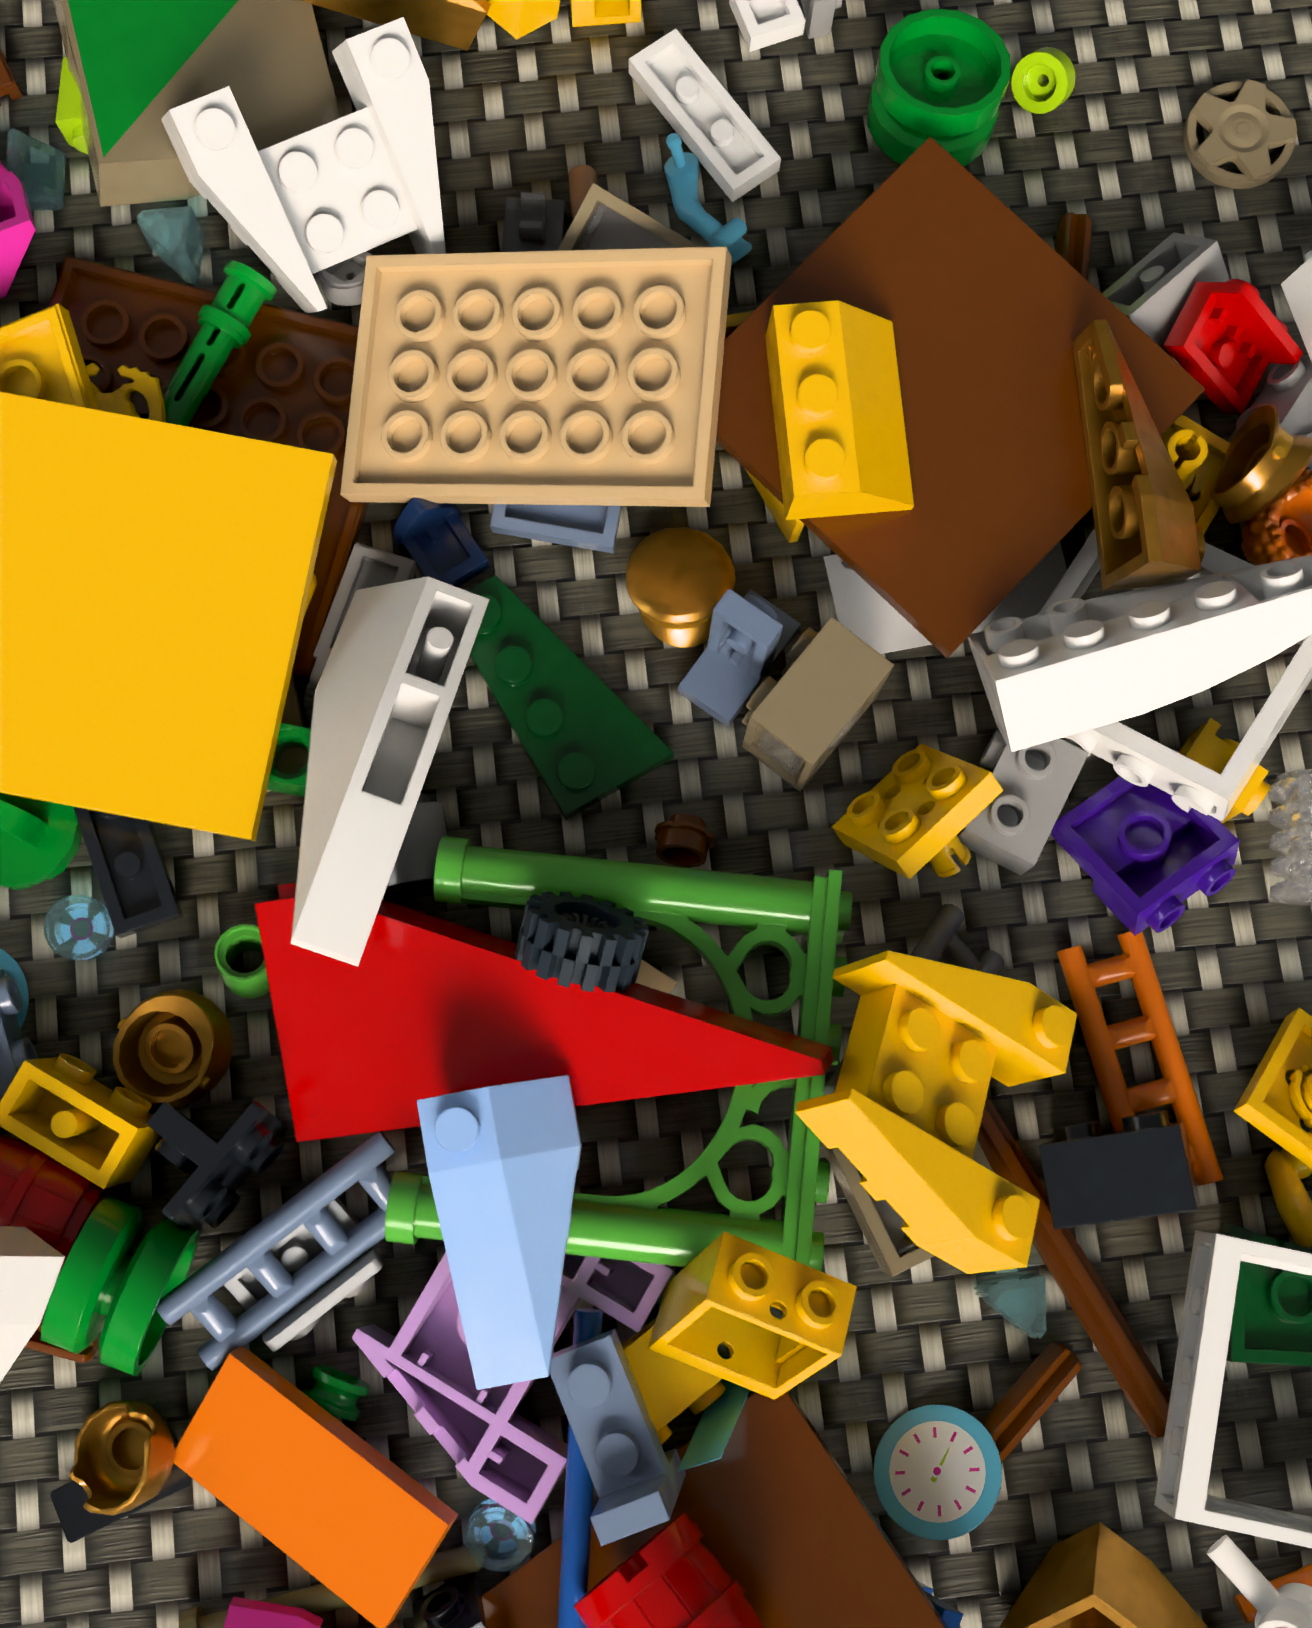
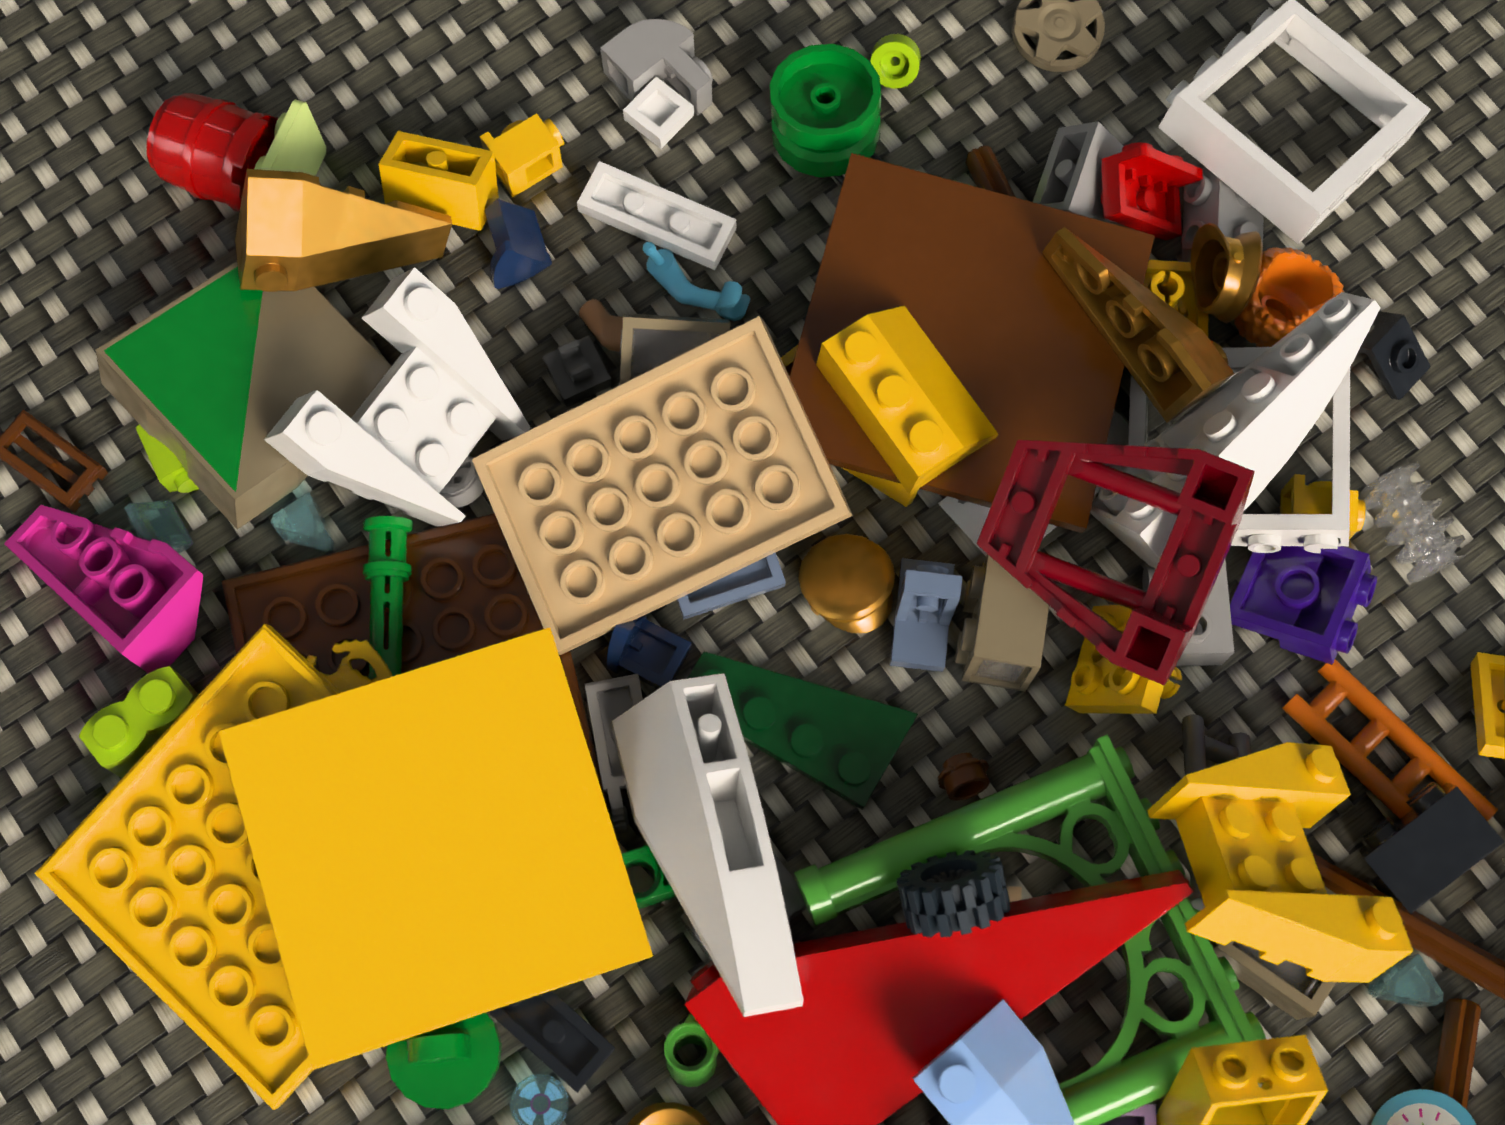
camera: 25 degrees left, 5 degrees down
(545, 70) = (518, 244): none -> dark blue tile
(972, 782) = (1188, 568): none -> dark red windscreen

